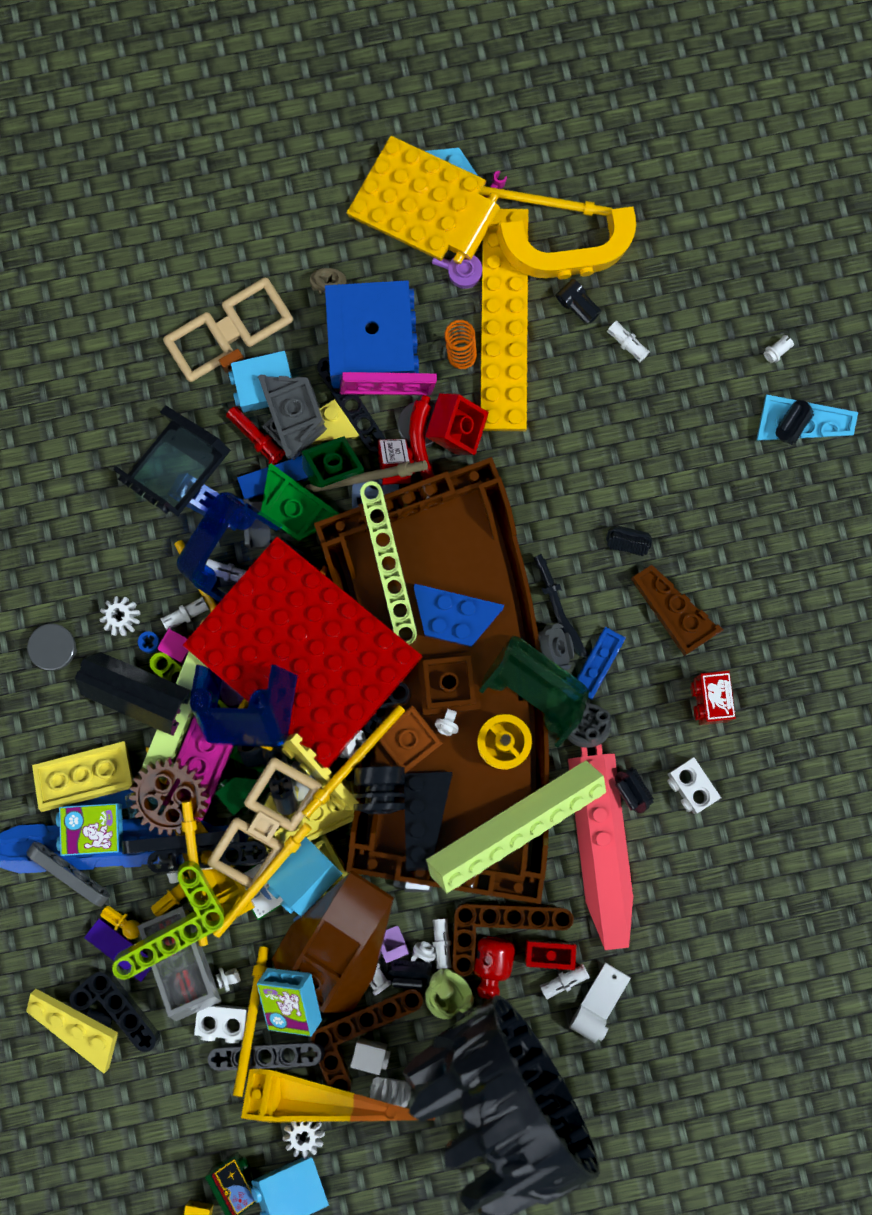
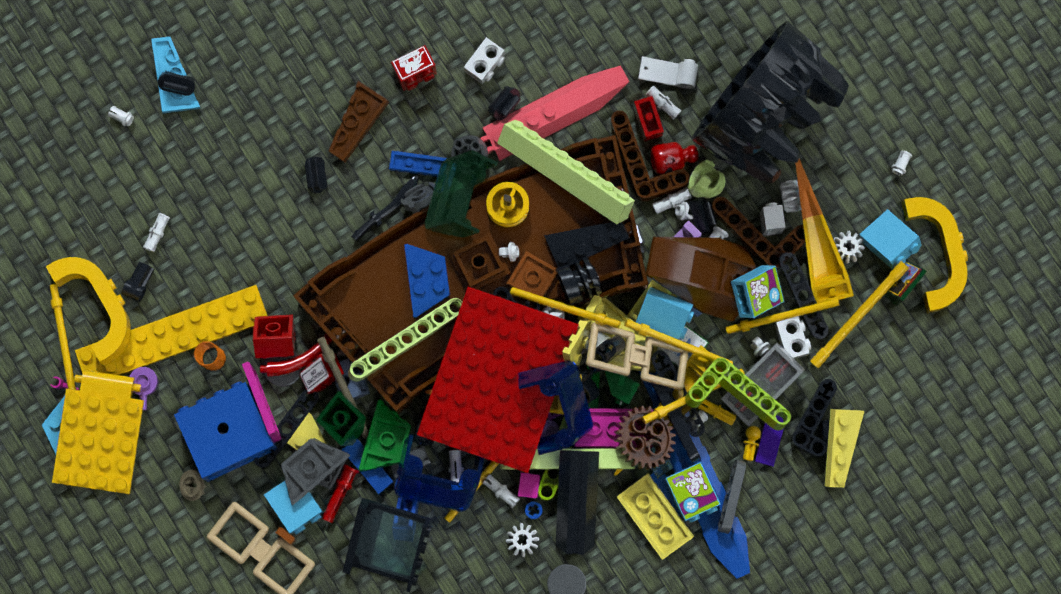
camera: 115 degrees left, 0 degrees up
(240, 1178) = (824, 353): none -> yellow piece

